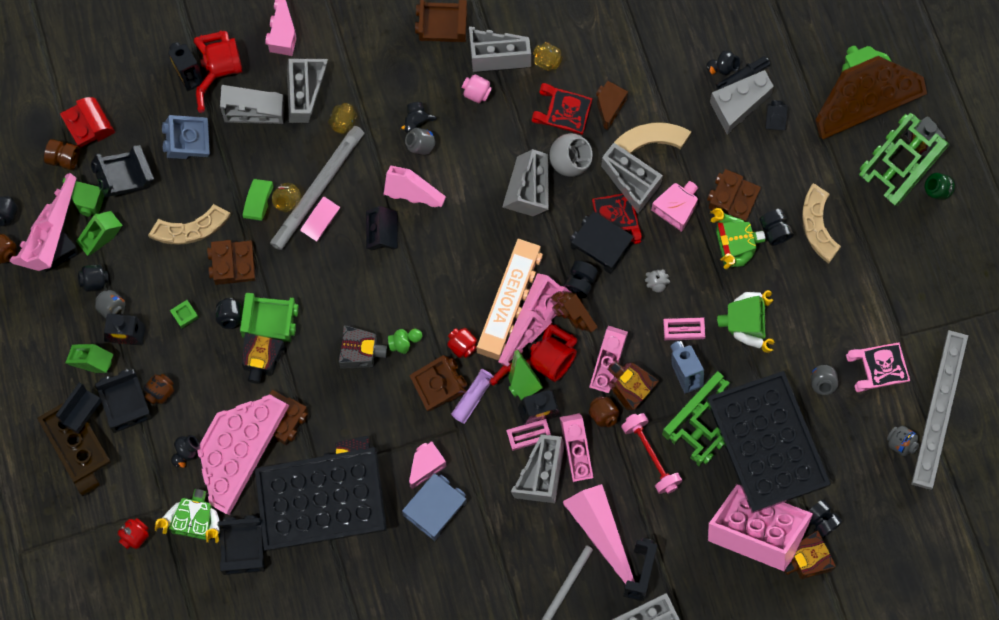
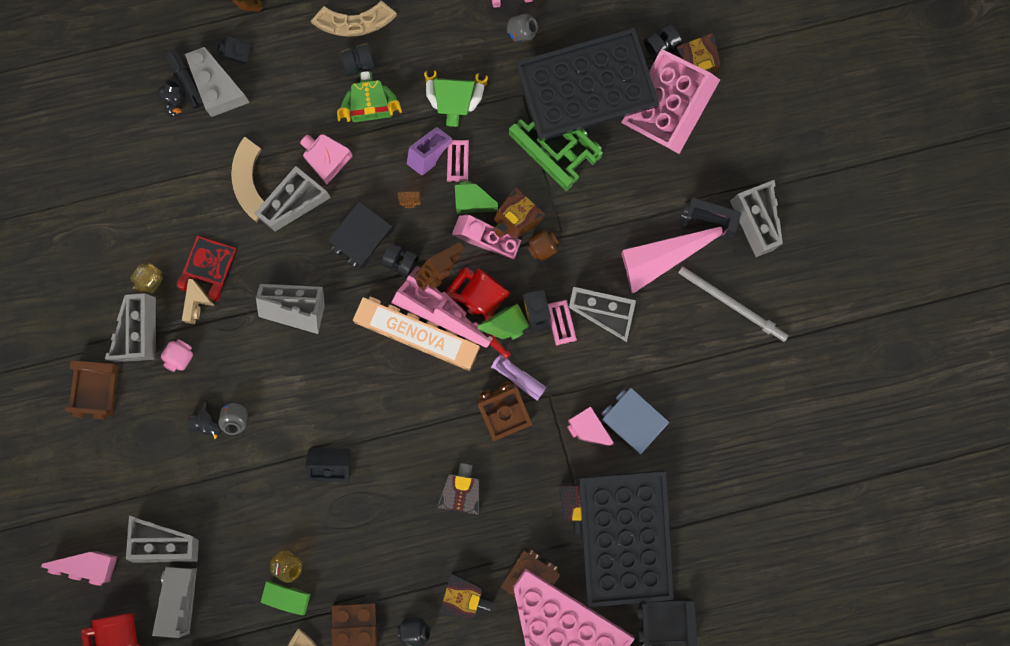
camera: 85 degrees left, 10 degrees up
(269, 317) = (421, 588): bright green panel -> none
(316, 188) = (274, 531): light grey piece -> none
(320, 218) = (312, 530): bright pink slope -> none
(343, 118) = (198, 501): clear yellow head -> none
(401, 340) = (454, 448): bright green animal -> none
(408, 185) = (283, 433): bright pink slope -> none
(462, 342) = (462, 384): red head -> none
(534, 99) = (194, 296): none -> tan slope
(570, 155) = (263, 259): light grey wheel -> none
(576, 447) = (576, 275): bright pink slope -> none
(609, 102) = (205, 217): reddish brown slope -> none
(619, 212) = (328, 216): flag -> none
(640, 284) = (409, 199): none -> clear orange plate
(645, 342) = (473, 199): none -> bright green slope
(659, 284) = (408, 185): light grey animal -> none
(668, 482) = (620, 187): bright pink axle -> none
(687, 367) = (508, 159): sand blue torso -> none
(689, 296) = (426, 151): none -> medium lavender arch
(733, 195) = (318, 100): reddish brown plate -> none

